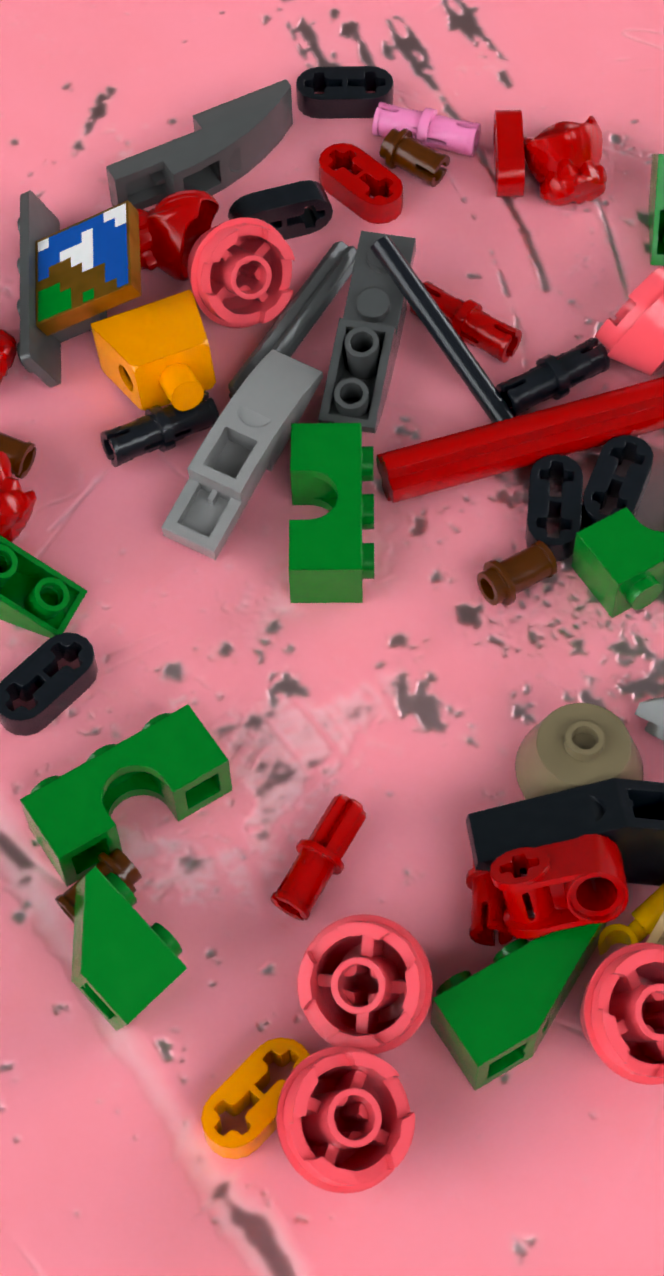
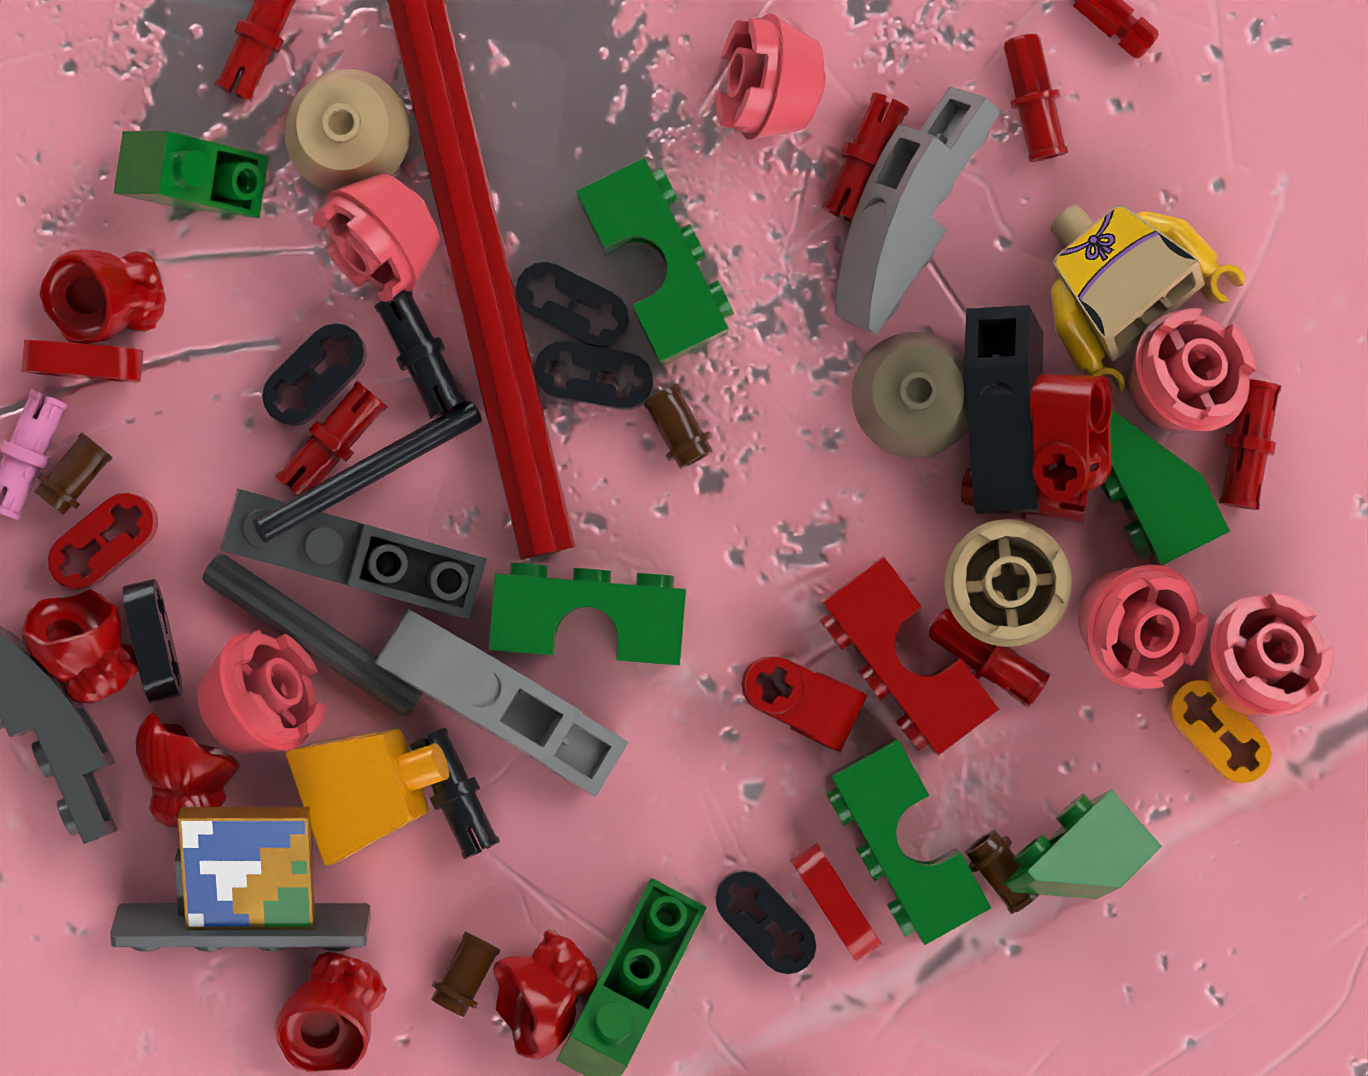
camera: 85 degrees left, 30 degrees up
(64, 736) = (836, 902): none -> red beam
(264, 688) = (812, 704): none -> red piece
(269, 159) = (80, 645): none -> red hair
(347, 742) = (935, 706): none -> red arch
(397, 848) = (1008, 583): none -> tan cone
(523, 306) = (303, 363): none -> black beam
(577, 1101) = (1250, 447): none -> red pin

